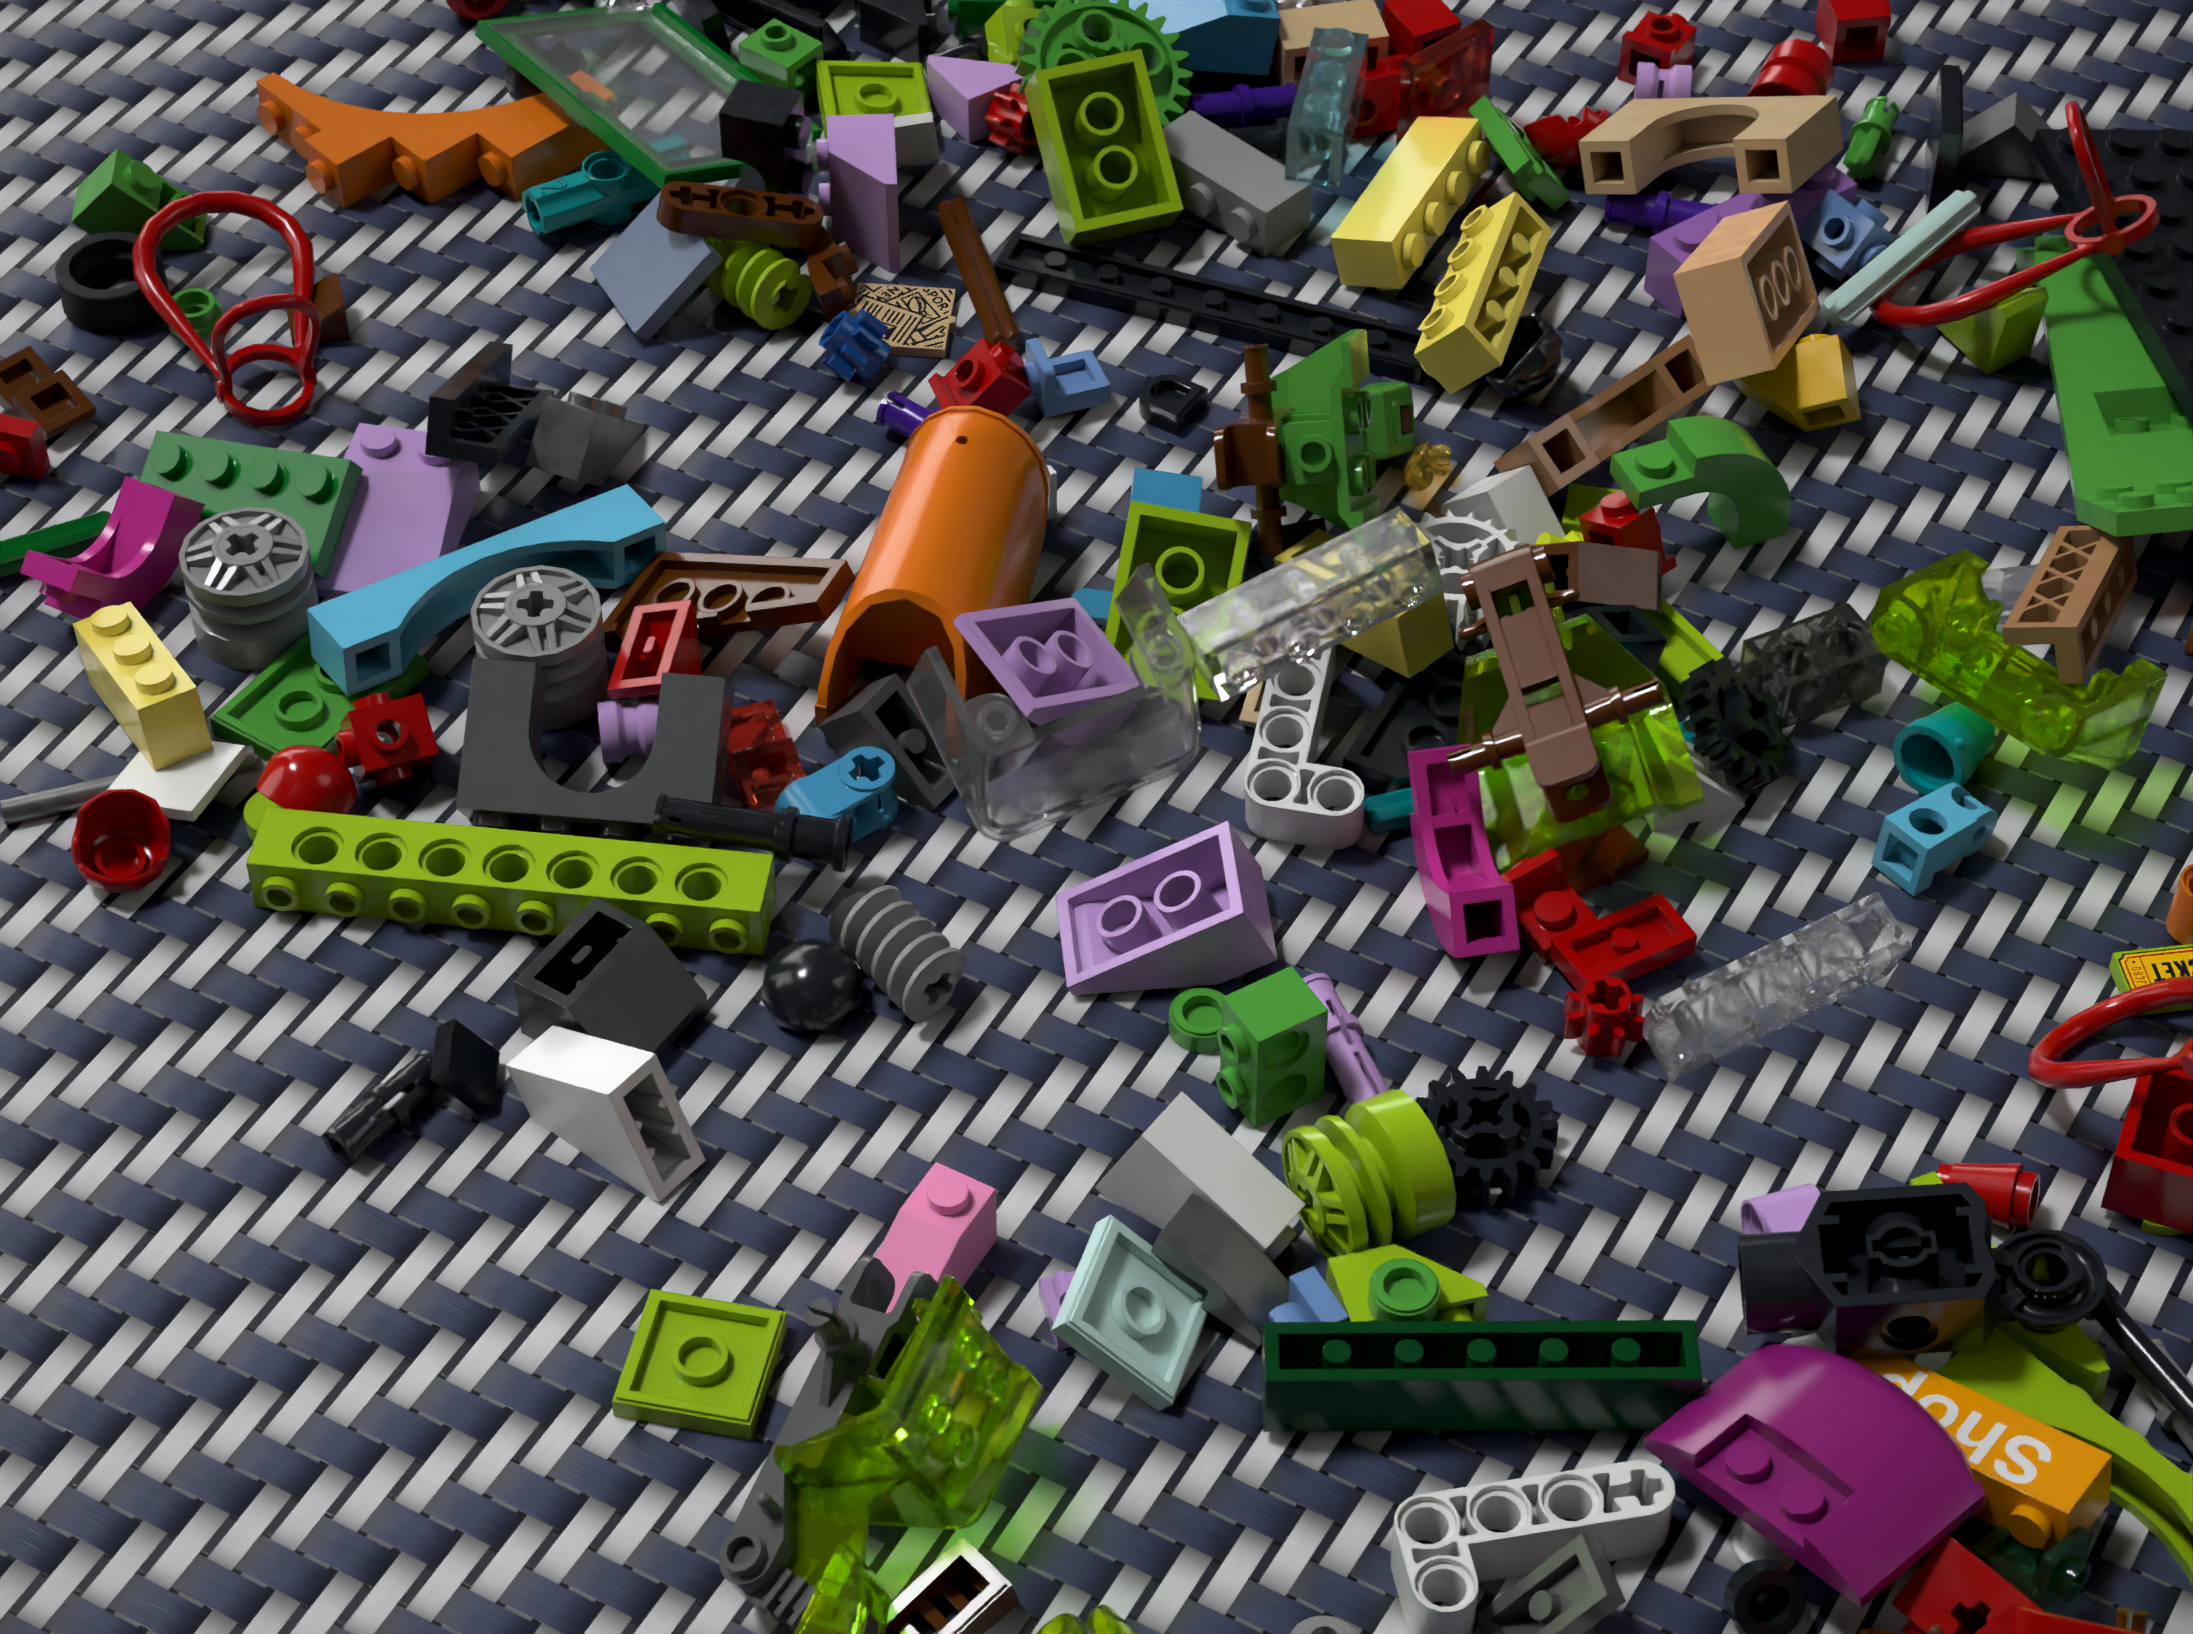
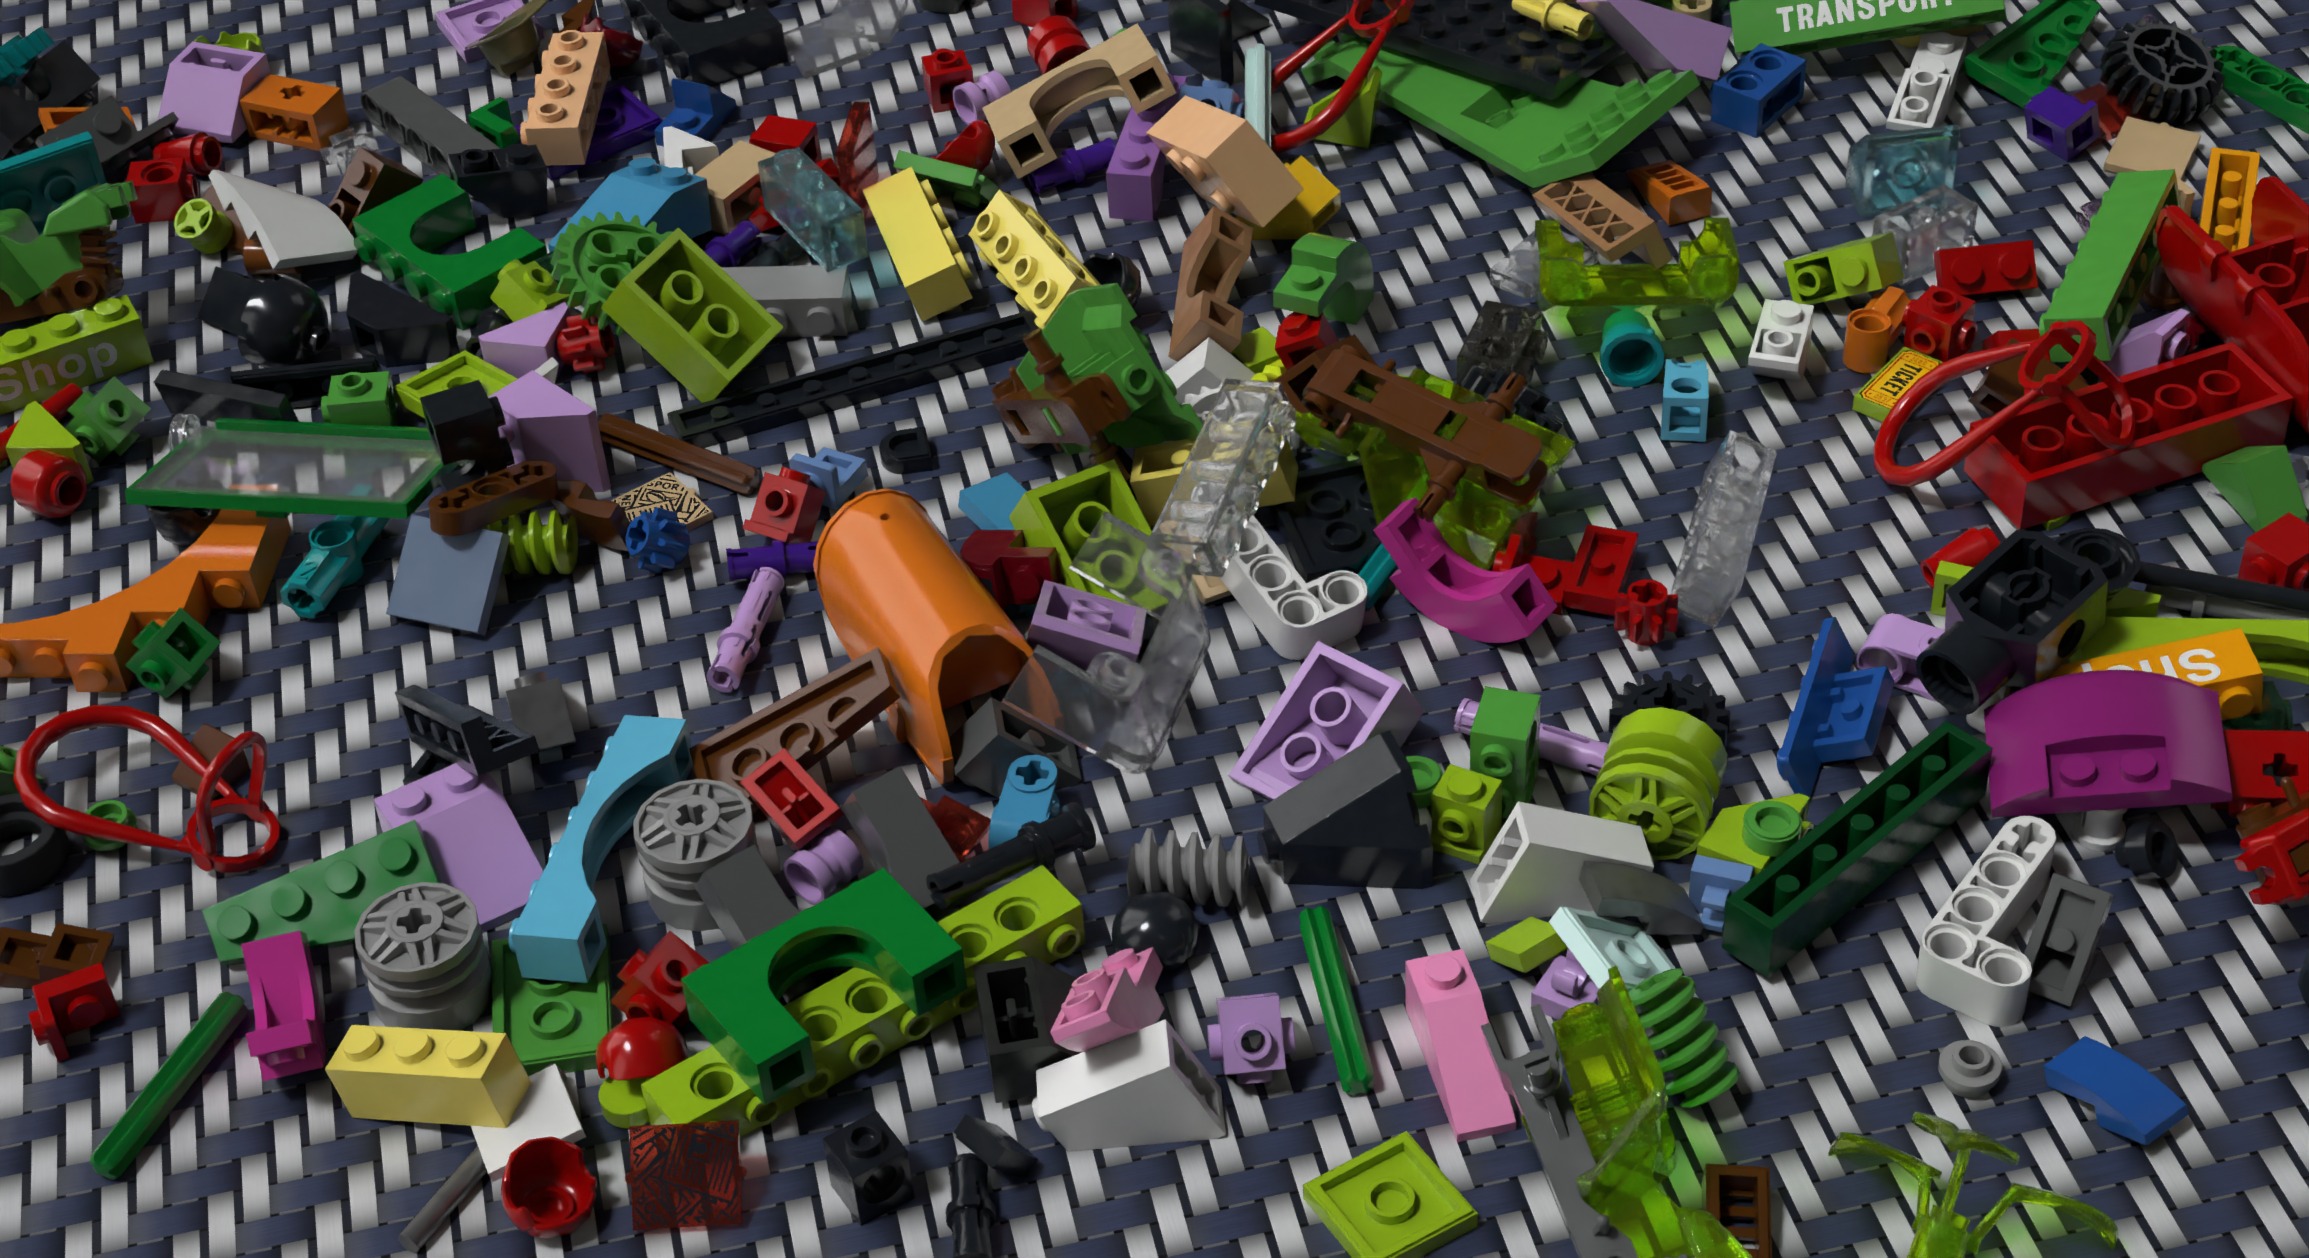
camera: 40 degrees left, 5 degrees down
(224, 908) = (686, 1175): none -> clear red piece
(351, 1007) = (868, 1168): none -> black brick
(400, 184) = (172, 654): none -> green brick
(402, 785) = (863, 927): none -> green arch
(657, 1013) = (1110, 1001): none -> bright pink slope
(754, 1129) = (1248, 1013): none -> lavender brick
(814, 484) = (740, 642): none -> lavender pin
(881, 1158) = (1336, 1001): none -> green axle
(1074, 1013) = (1351, 824): none -> black slope
(1075, 1229) = (1526, 945): none -> lime tile
(1077, 560) = (1008, 567): none -> dark red brick
(1078, 1412) = (1684, 1037): none -> bright green piece
(1190, 1063) = (1465, 813): none -> lime brick
(1646, 1235) = (1835, 711): none -> blue bracket
(2098, 846) = (1782, 340): none -> white slope

